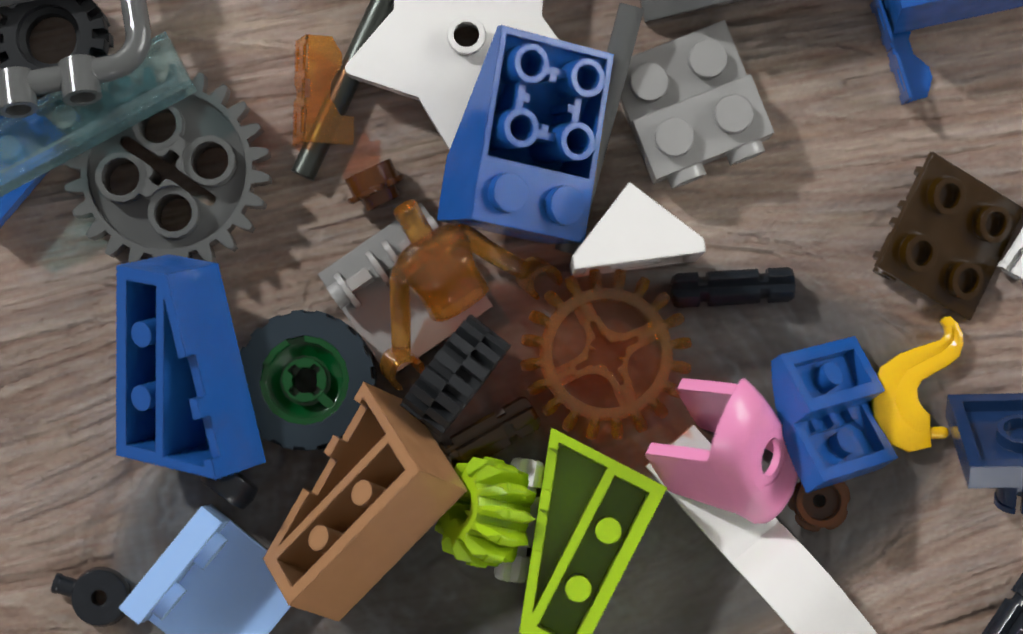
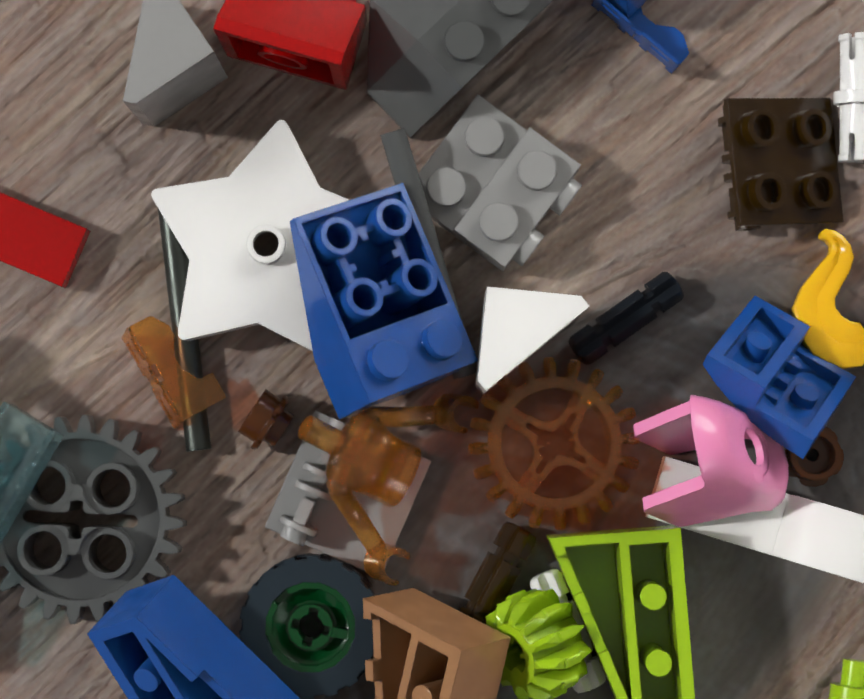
camera: 30 degrees left, 0 degrees up
(455, 375) = (438, 542): black tyre -> none

